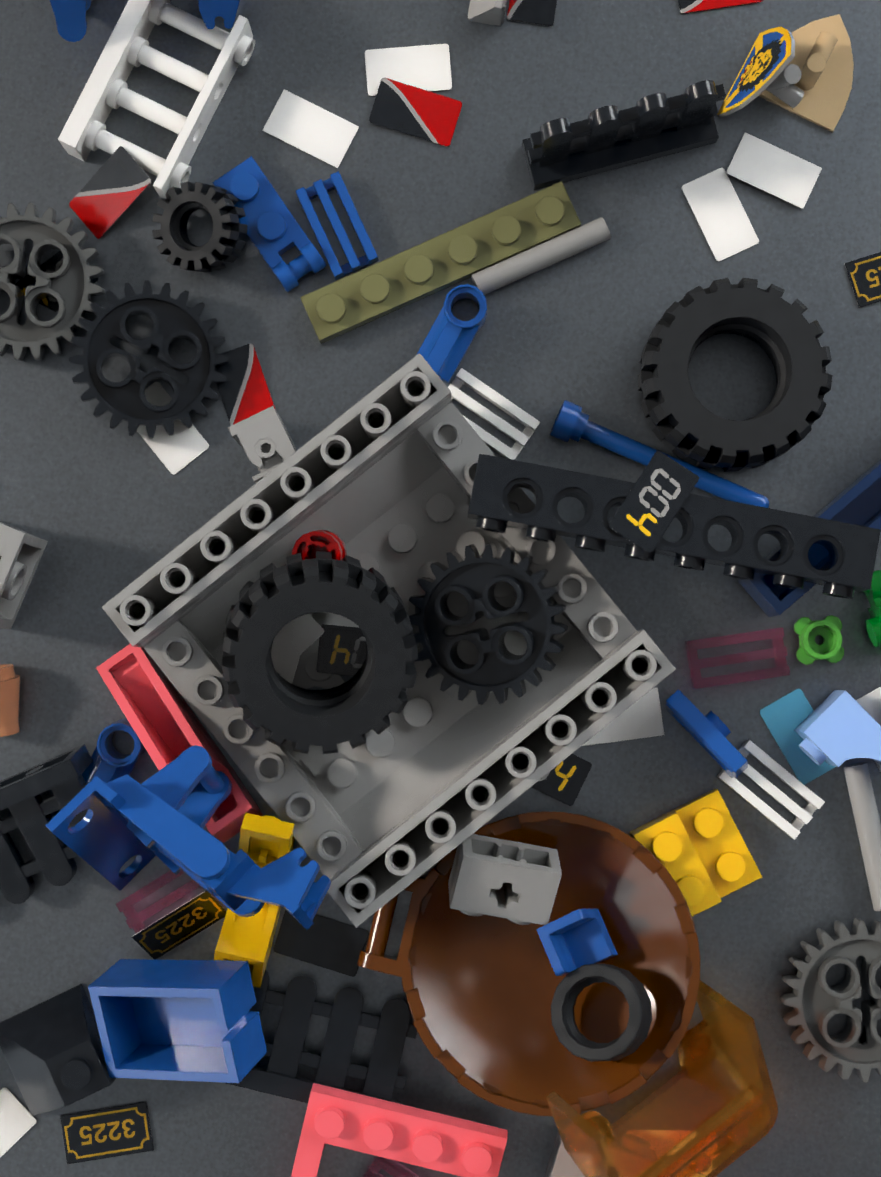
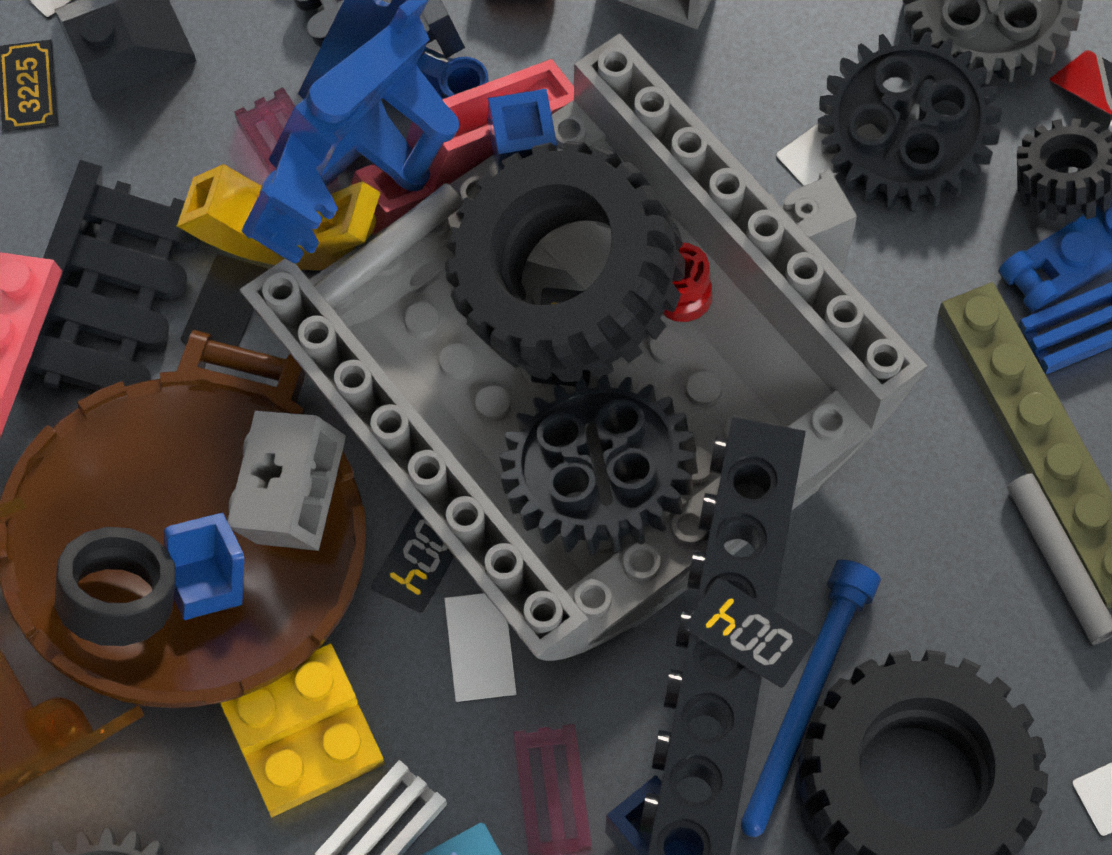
camera: 85 degrees right, 20 degrees down
(178, 1020) = (147, 129): blue piece -> none
(180, 925) = (248, 142): black sticker -> none
(196, 691) = (519, 124): none -> blue panel
(245, 385) = (887, 230): sticker -> none
(298, 805) = (389, 245): none -> light grey piece
(451, 337) = (955, 445): blue piece -> none
(502, 403) = (883, 455): white tile -> none
(708, 732) = (455, 738): blue plate -> none

